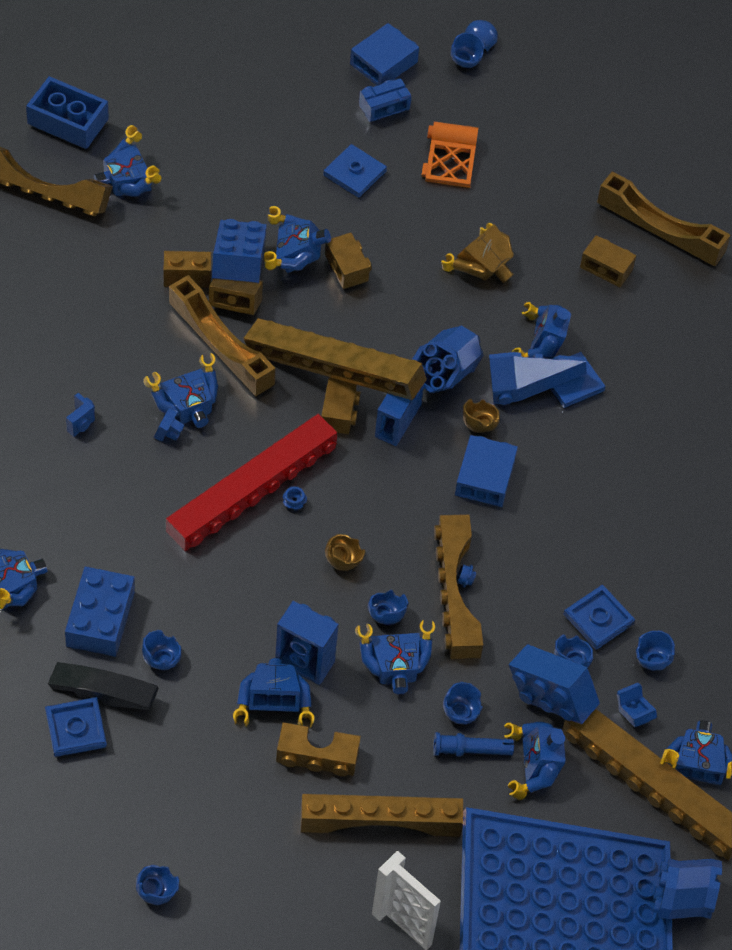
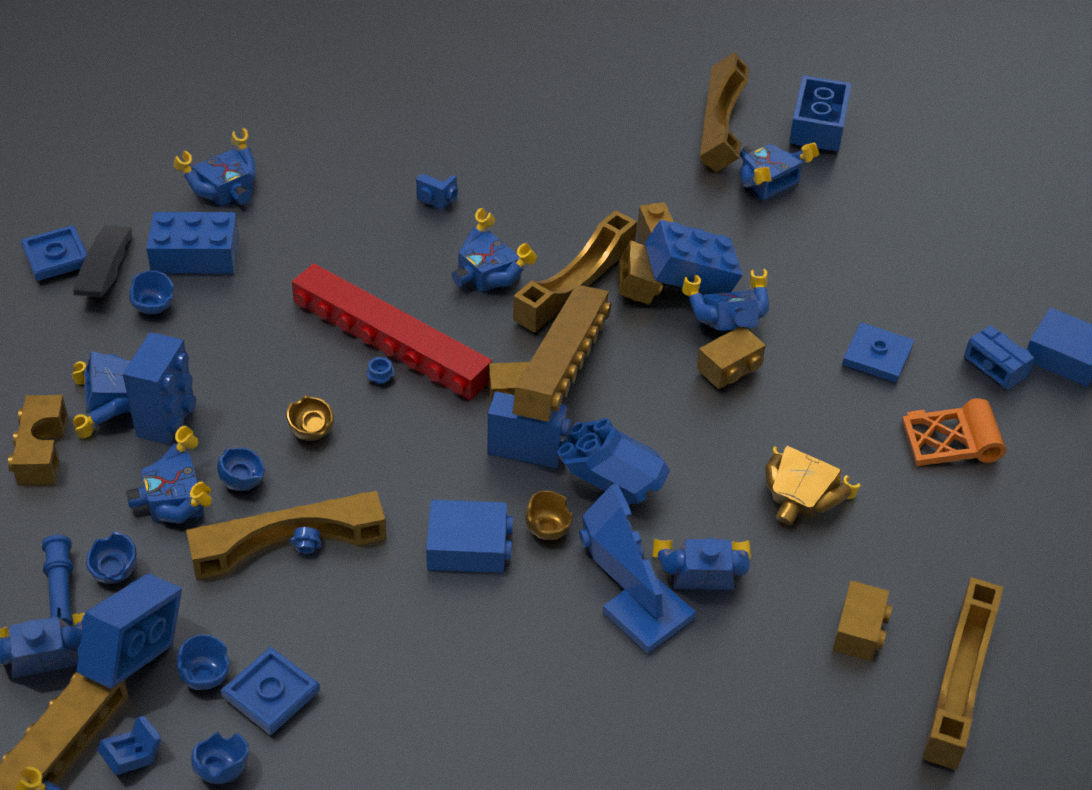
camera: 80 degrees right, 10 degrees down
(169, 426) = (443, 253): blue tile -> none

